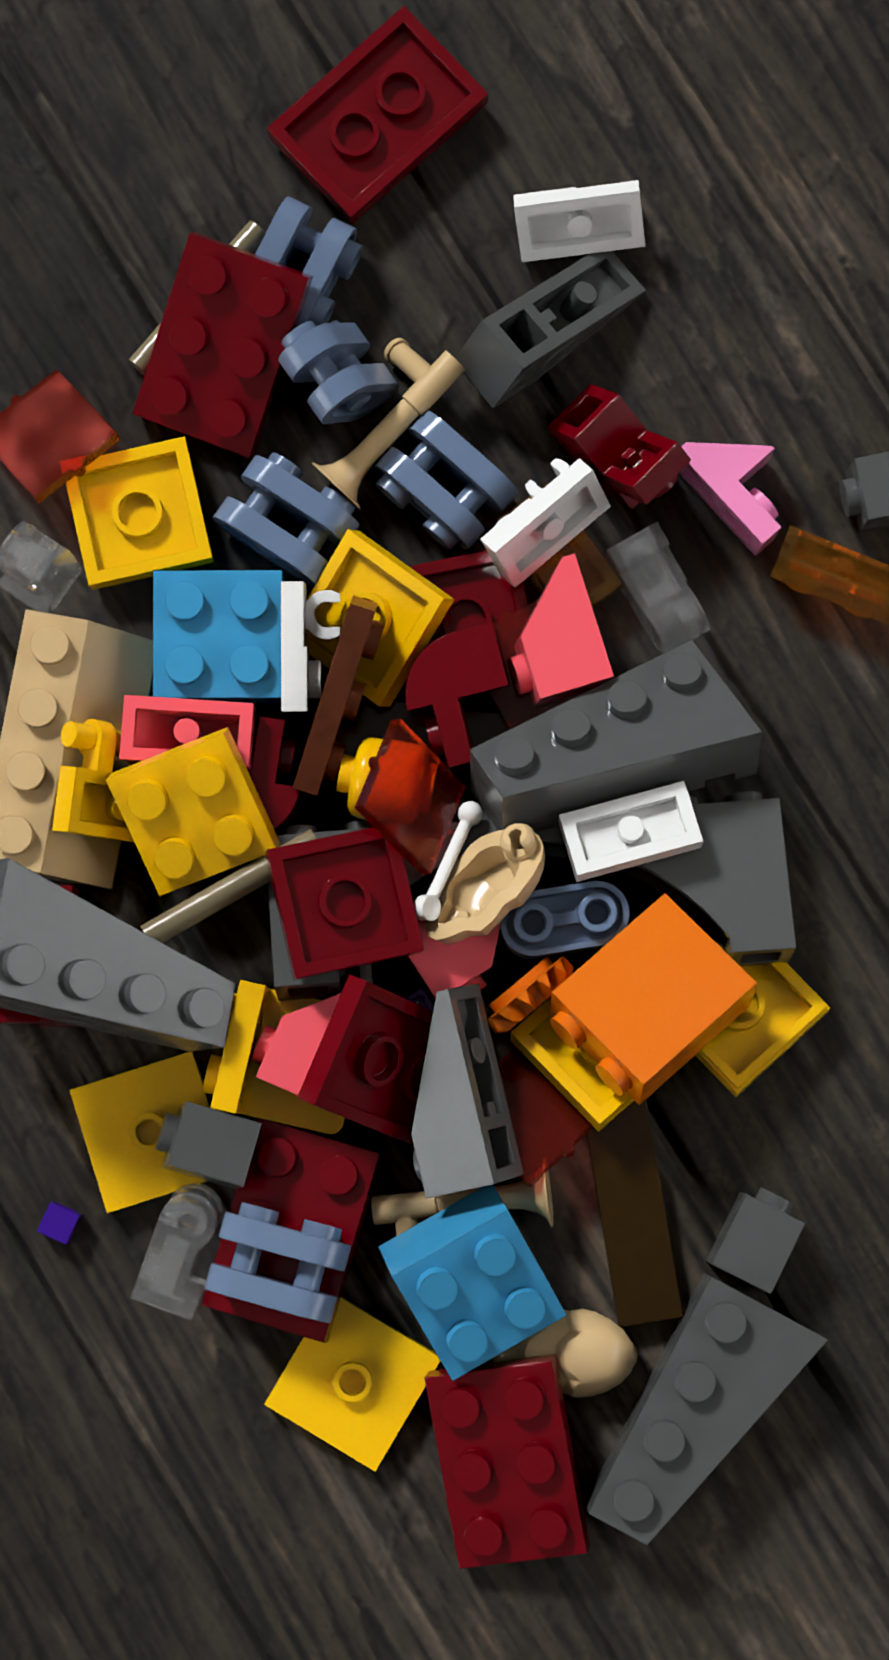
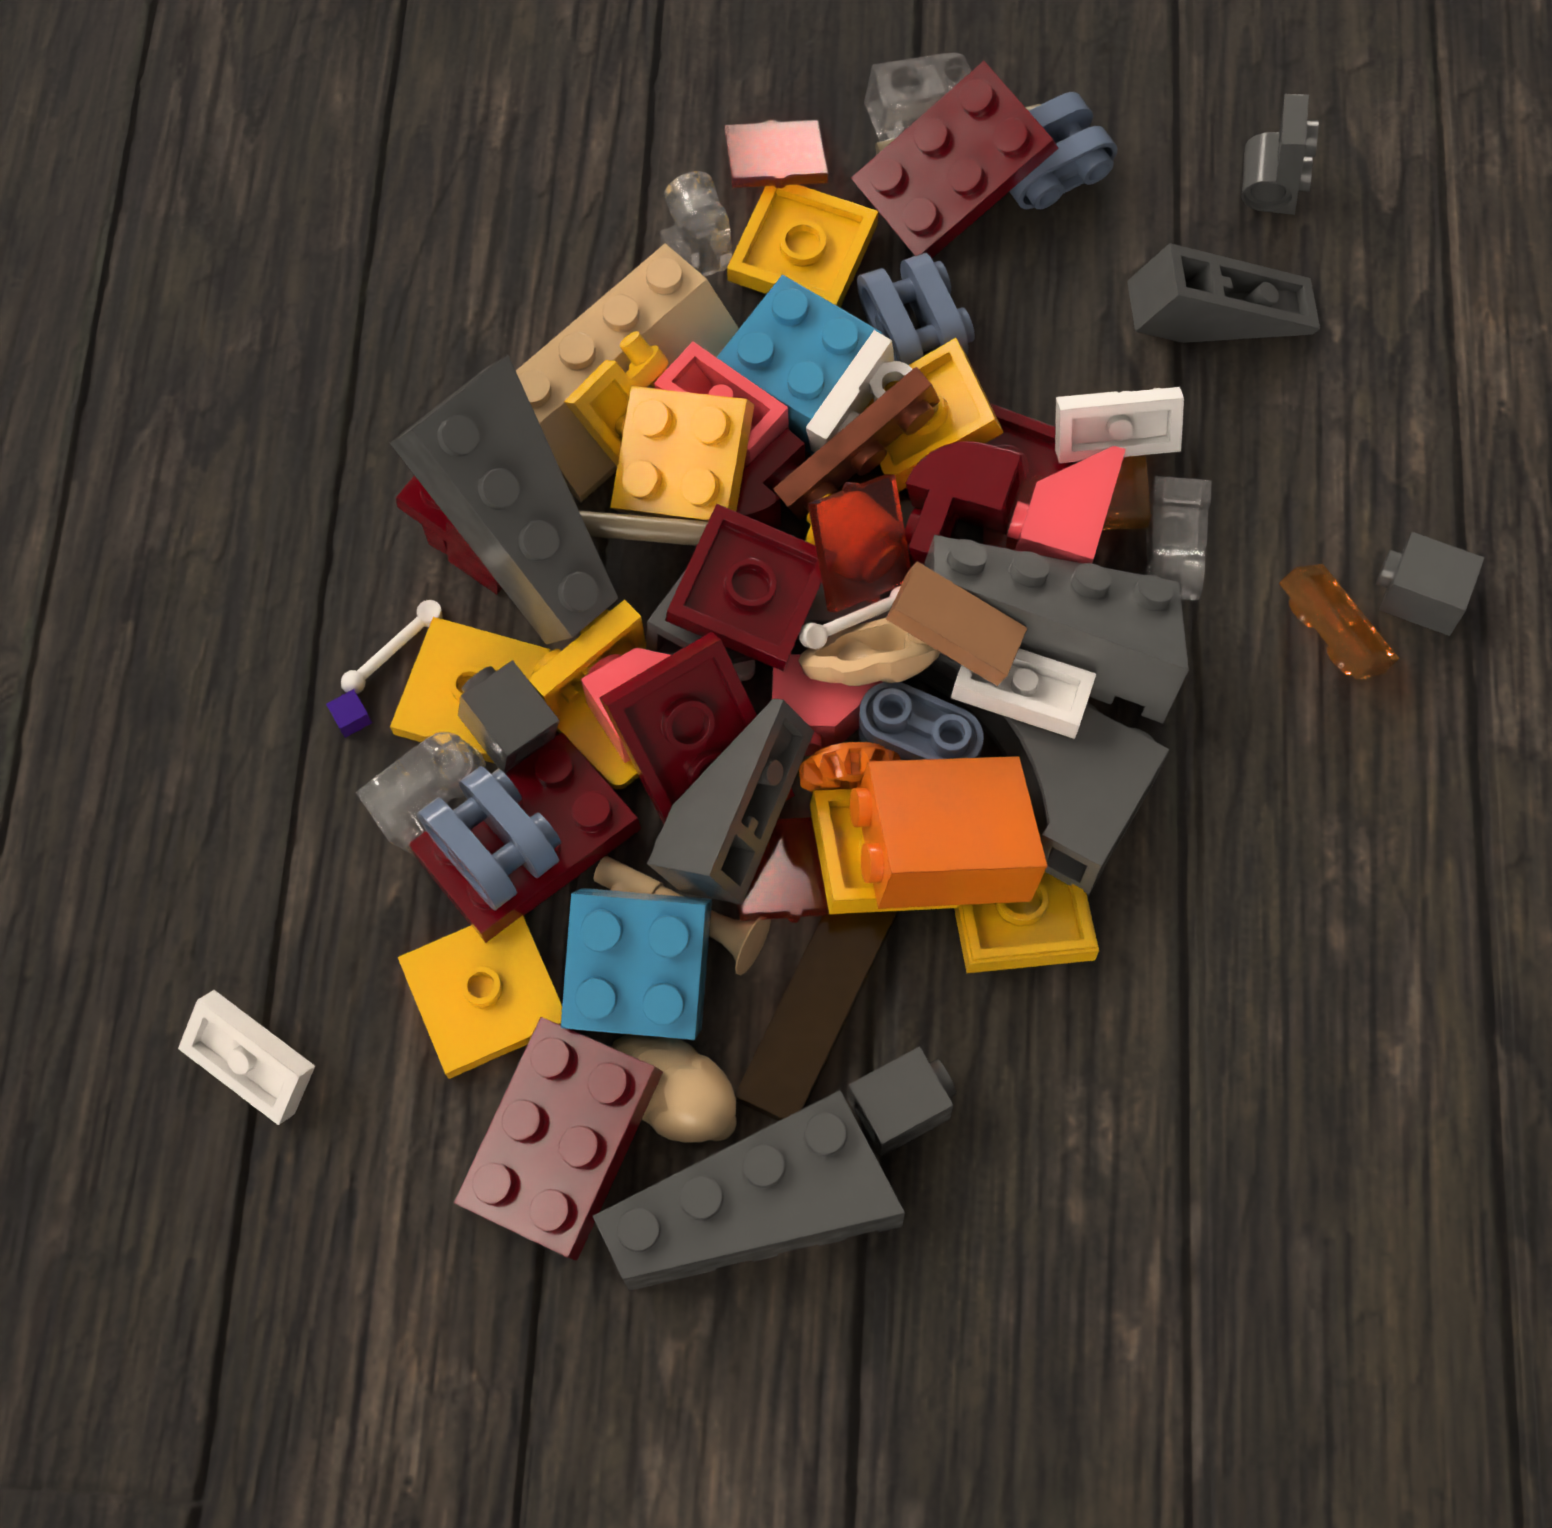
camera: 40 degrees right, 15 degrees down
(58, 1086) = (356, 679): none -> white hinge
(134, 285) = (907, 88): none -> clear leg
(204, 1573) = (246, 1057): none -> white plate
(331, 358) = (1029, 228): sand blue brick -> none
(377, 115) = (1189, 87): dark red plate -> none
(428, 387) = (1090, 284): tan piece -> none
(448, 518) = (1031, 346): sand blue brick -> none
(512, 150) = (1281, 161): none -> dark grey plate
(548, 826) = (957, 623): none -> medium nougat tile
(579, 220) = (1299, 241): white plate -> none
(613, 442) = (1218, 417): dark red brick -> none
(718, 478) = (1291, 495): bright pink slope -> none

